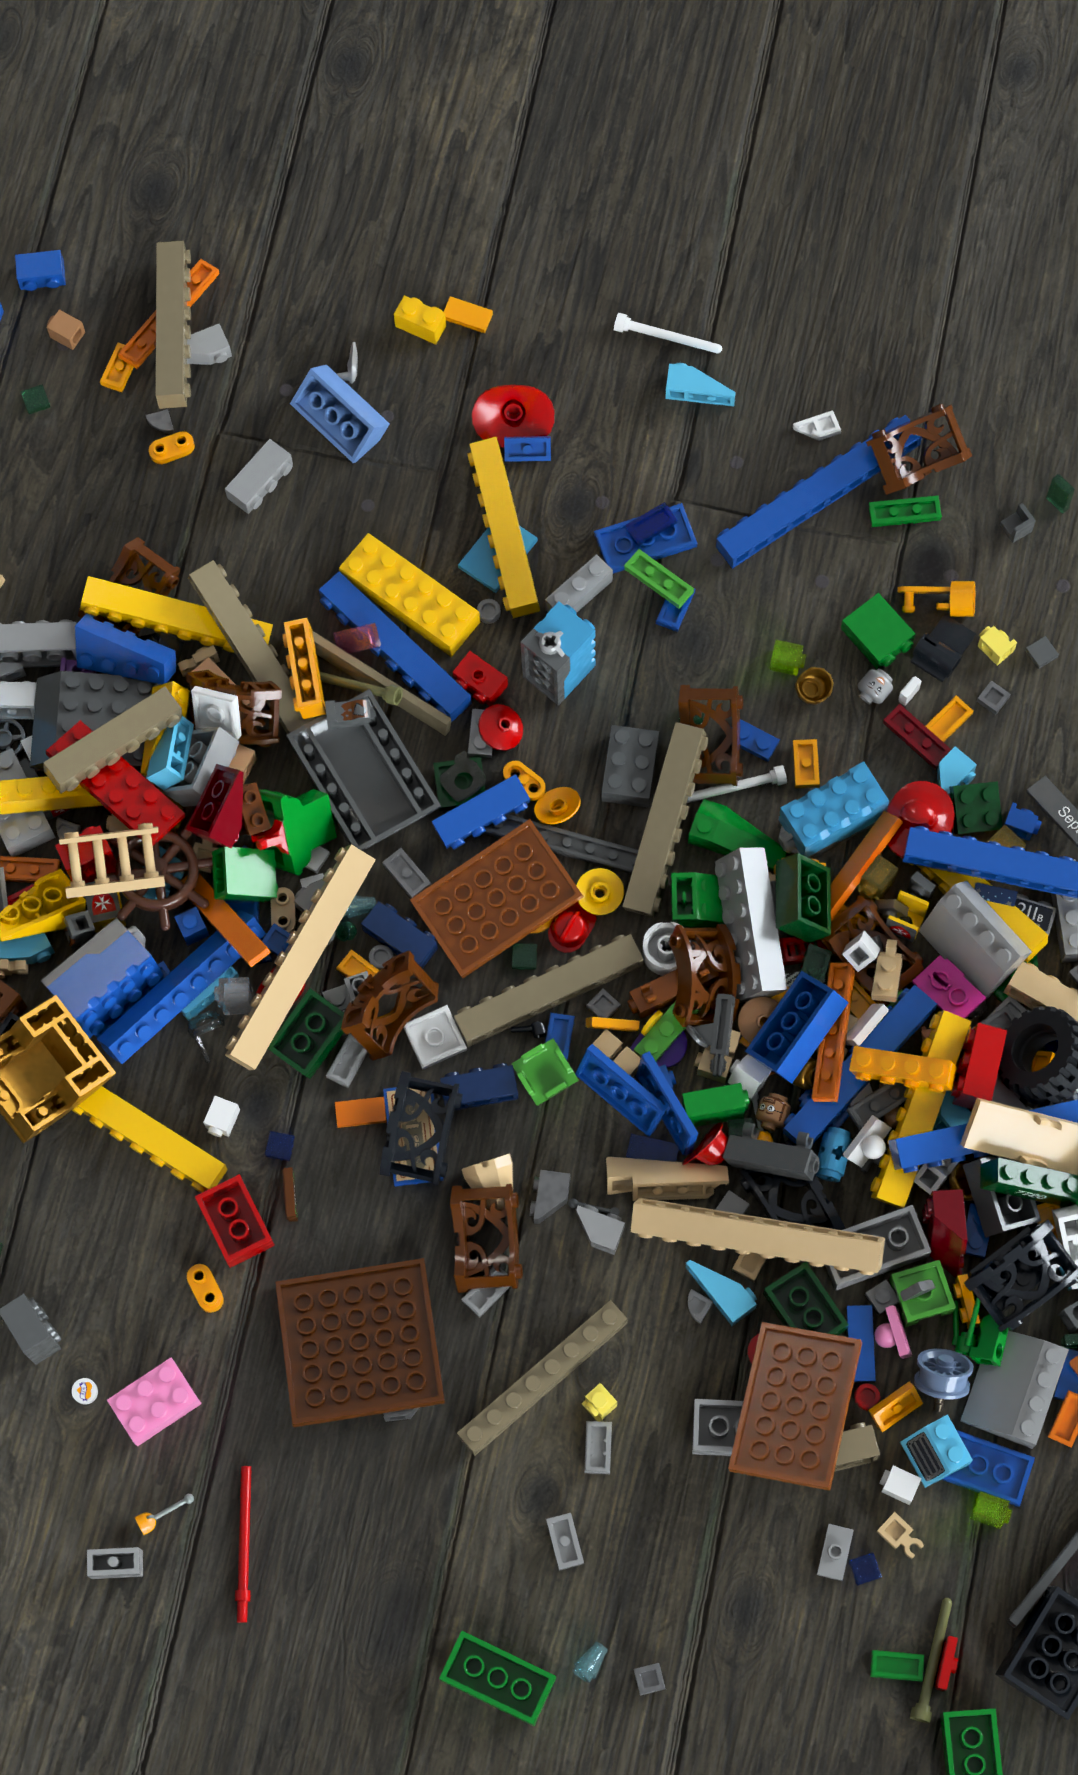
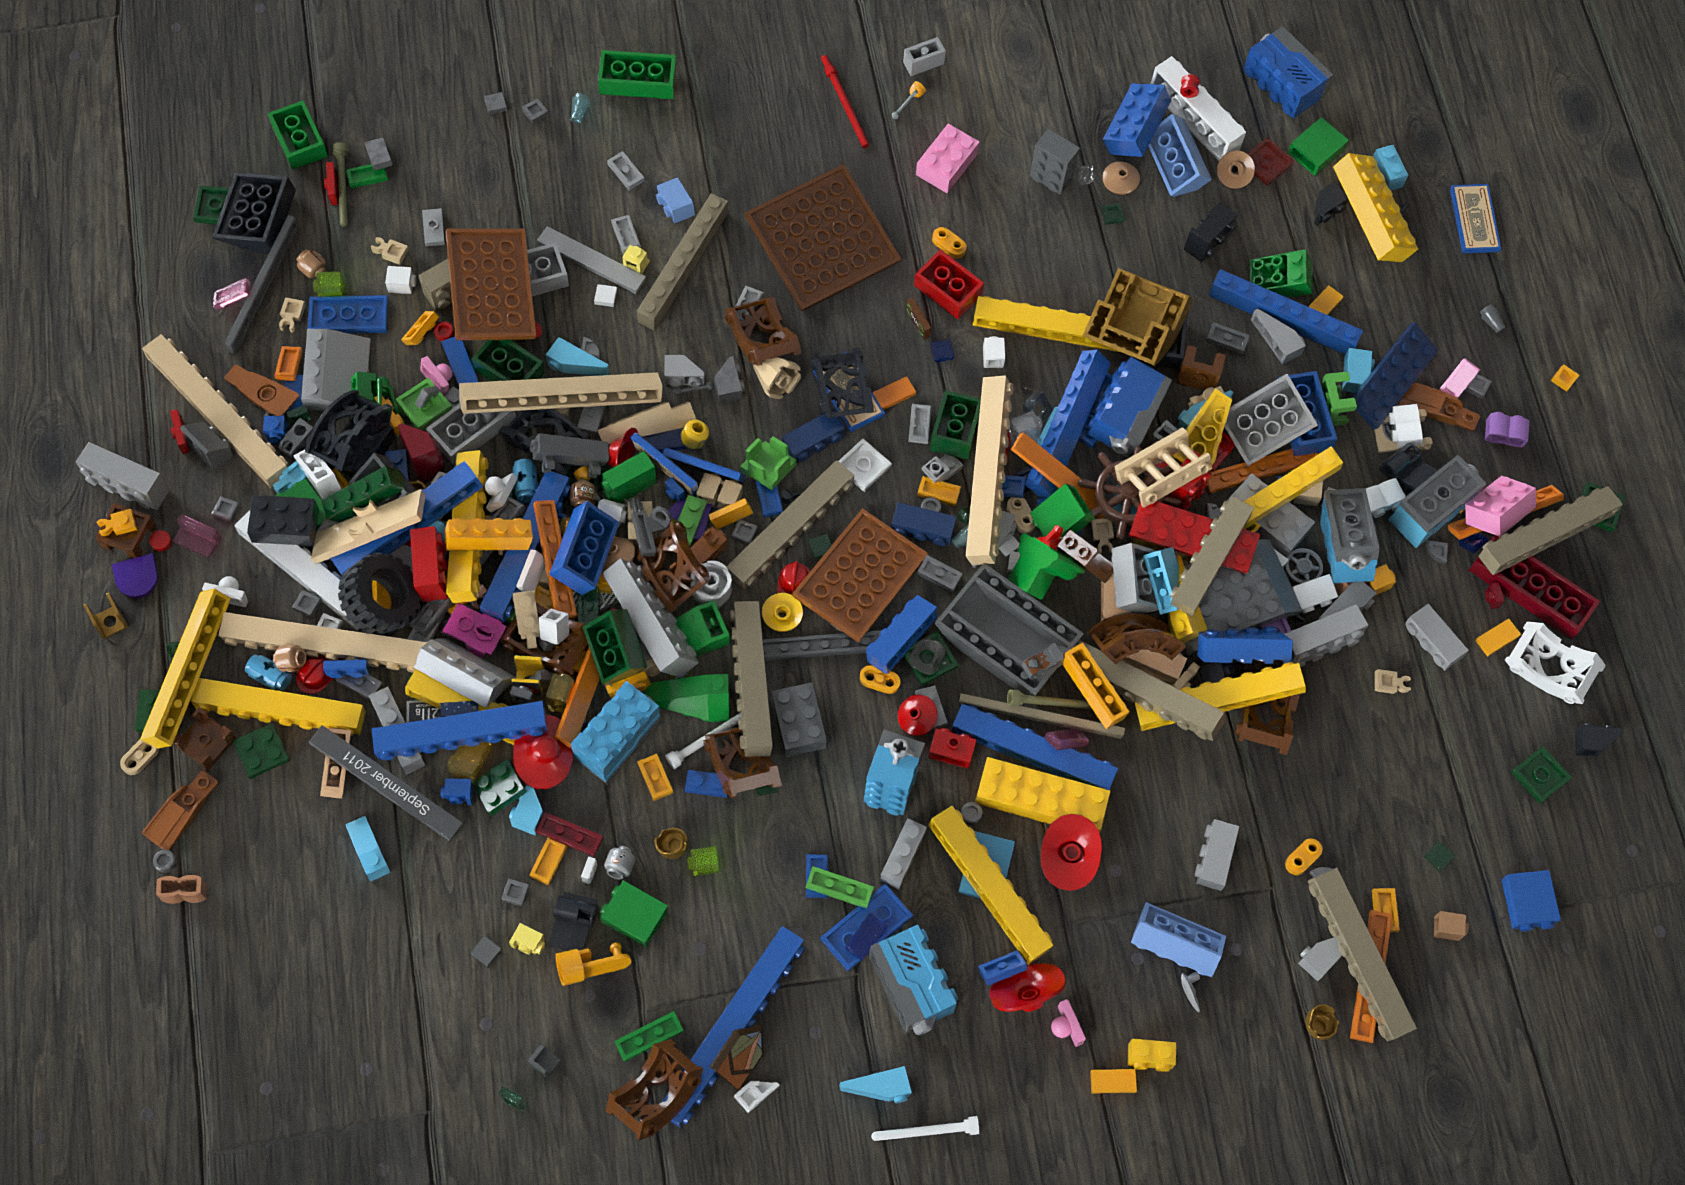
camera: 150 degrees right, 5 degrees down
(40, 270) = (1502, 973): blue brick -> none
(84, 1391) = (999, 153): white tile -> none
(191, 926) = (1086, 470): blue brick -> none
(216, 710) = (1146, 622): white tile -> none
(220, 808) = (1103, 532): dark red slope -> none
(241, 289) = (1321, 1022): none -> pearl gold hair
(407, 524) = (1071, 852): none -> red hat
(409, 1001) = (900, 472): reddish brown fence -> none
(489, 375) = (1067, 1024): none -> bright pink tile
(520, 1467) = (675, 200): none -> medium blue brick
(557, 805) = (851, 663): light orange dish -> none
(616, 1137) = (694, 434): none -> yellow head
(622, 462) = (913, 980): none -> dark azure piece
(651, 1022) = (700, 521): yellow wheel -> none
(653, 1372) = (605, 295): none -> white tile
(654, 1430) = (593, 260): none -> light grey tile
(696, 1714) = (495, 103): none -> flat silver tile
(823, 456) = (739, 1055): none -> tile
(865, 1569) = (408, 224): clear blue tile -> none
(874, 1687) = (378, 154): none -> flat silver tile
(936, 1451) = (378, 305): medium azure slope -> none
(943, 1375) = (390, 352): sand blue wheel -> none
(1005, 1550) = (310, 263): none -> medium nougat head
(1046, 1491) = (291, 311): none -> tan plate

